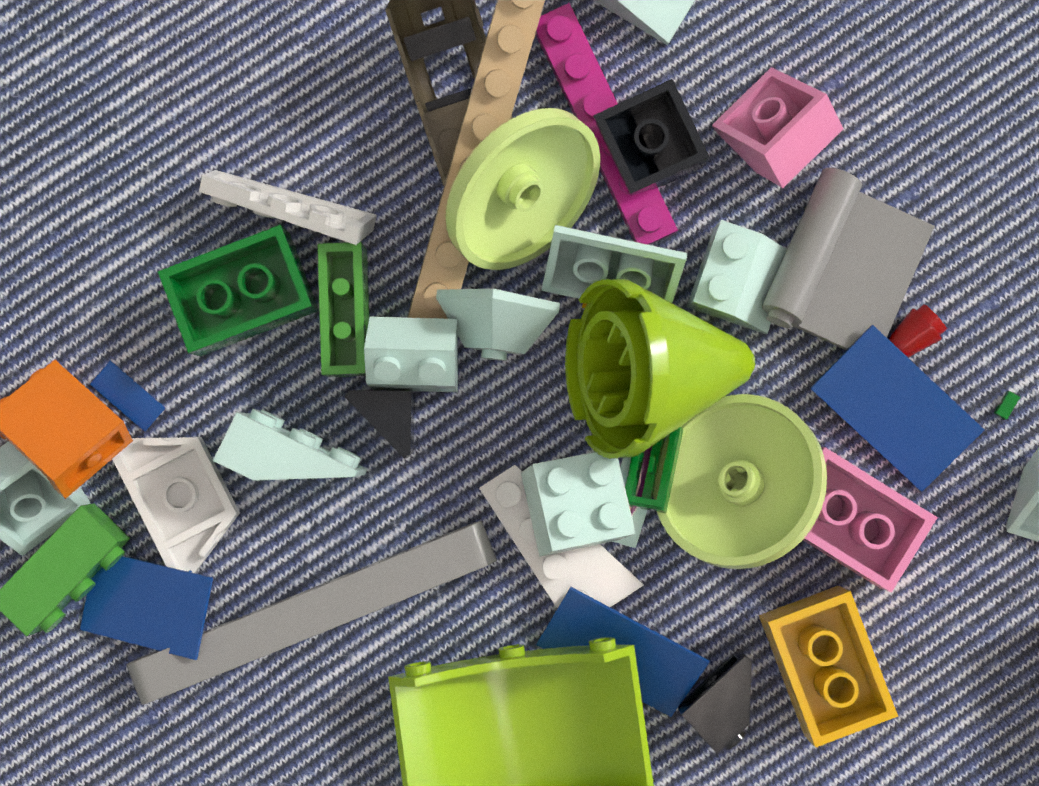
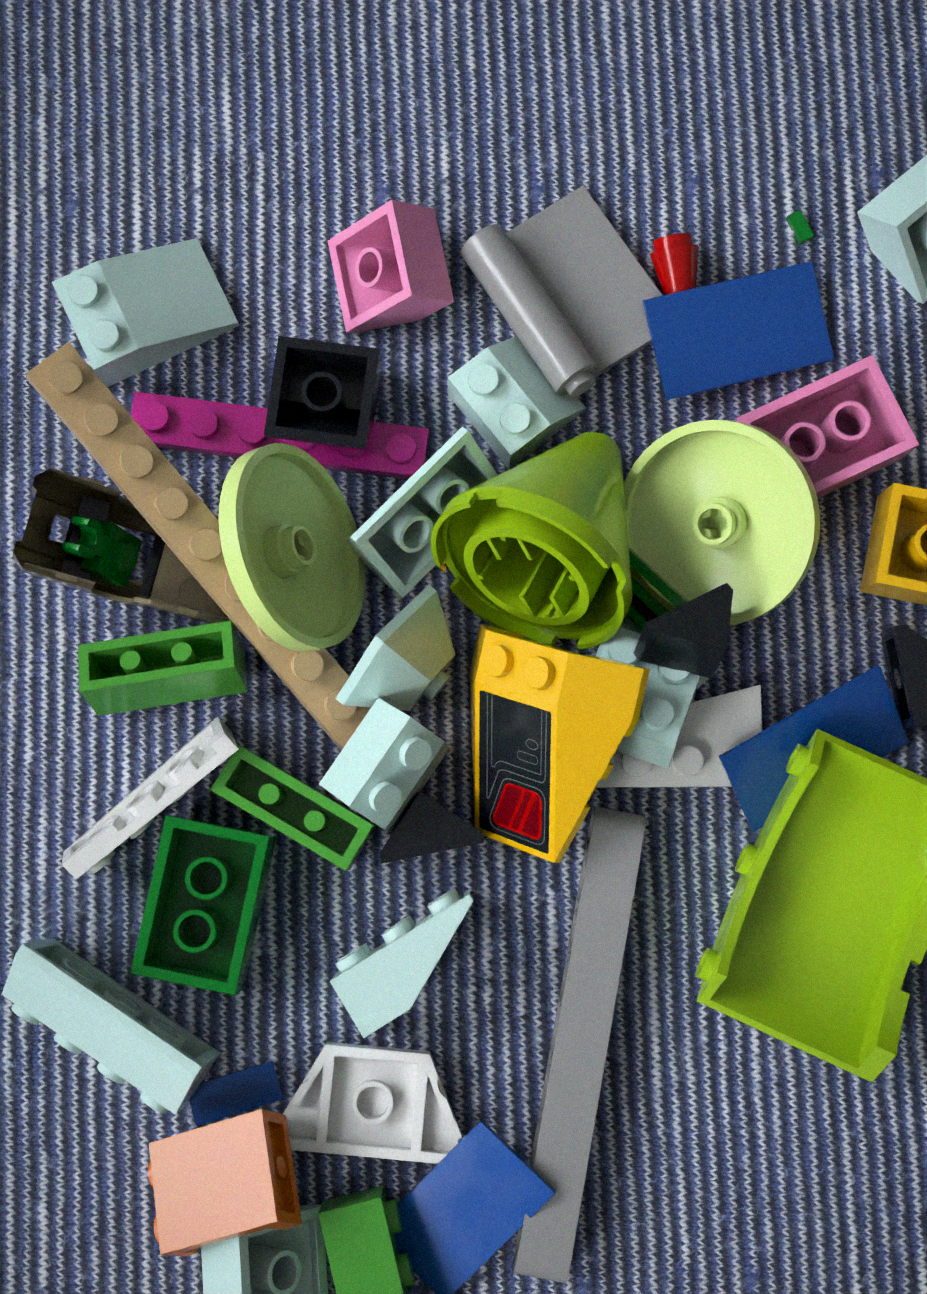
camera: 60 degrees left, 5 degrees down
(117, 279) = (108, 1024): none -> light aqua slope
(383, 154) = (162, 668): none -> bright green brick
(439, 58) = (106, 550): none -> green plate
(504, 453) = (544, 736): none -> yellow wedge
(640, 512) = (691, 635): none -> black slope

